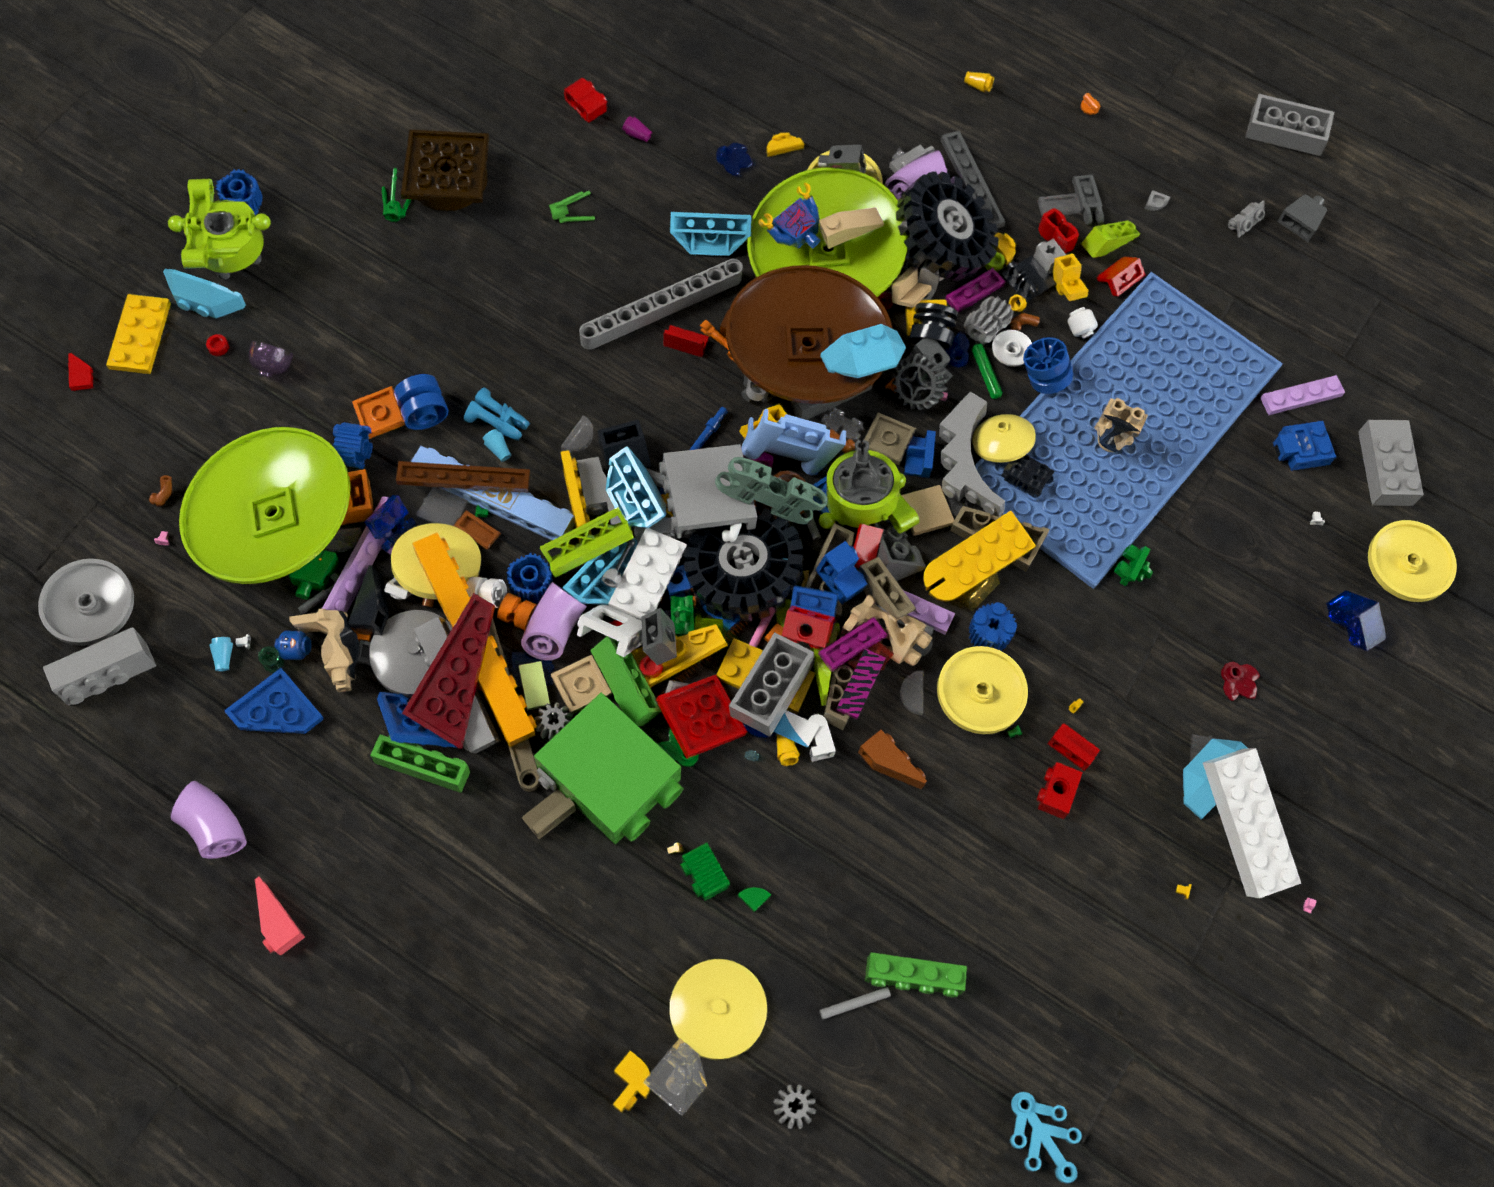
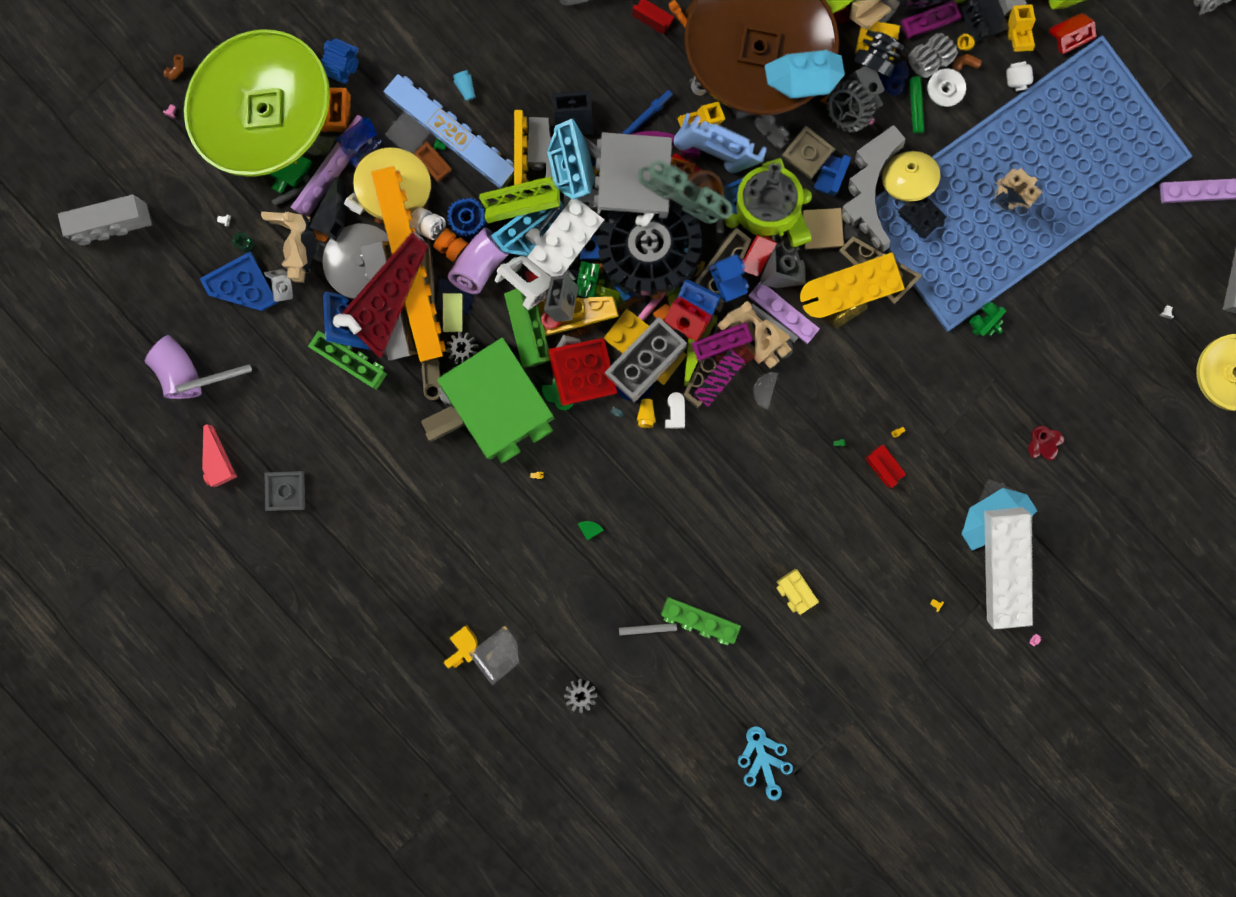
camera: 20 degrees right, 20 degrees up
(86, 602) = (100, 158): light grey dish -> none
(221, 652) = (204, 227): medium azure cone -> none
(258, 819) = (213, 378): none -> light grey bar
(293, 645) = (262, 233): blue head -> none
(325, 697) = (280, 285): none -> light grey bracket
(369, 938) = (284, 491): none -> dark grey plate
(379, 412) = (369, 31): orange plate -> none
(413, 713) = (346, 320): none -> white arm
(421, 401) = (405, 30): blue wheel -> none
(463, 476) = (427, 113): reddish brown plate -> none
(507, 418) = (479, 57): dark azure piece -> none
(579, 437) = (538, 91): clear tile -> none
(580, 684) = (491, 320): tan plate -> none
(705, 872) = (555, 500): green brick -> none
(718, 1009) = (540, 608): light yellow dish -> none
(796, 728) = (657, 400): sticker -> none
(850, 445) = (761, 142): dark orange arm -> none
(885, 589) = (763, 300): dark tan slope -> none
(887, 759) = (725, 440): dark orange slope -> none
(982, 690) = (822, 402): light yellow dish -> none
(1000, 621) = (857, 346): blue brick -> none
(1019, 913) = (797, 592): none -> light yellow brick
(1048, 365) = (972, 115): blue wheel -> none
(1068, 781) = (870, 495): red brick -> none
(1304, 446) = (1182, 241): blue piece -> none
(1360, 617) = (1168, 413): clear blue brick -> none

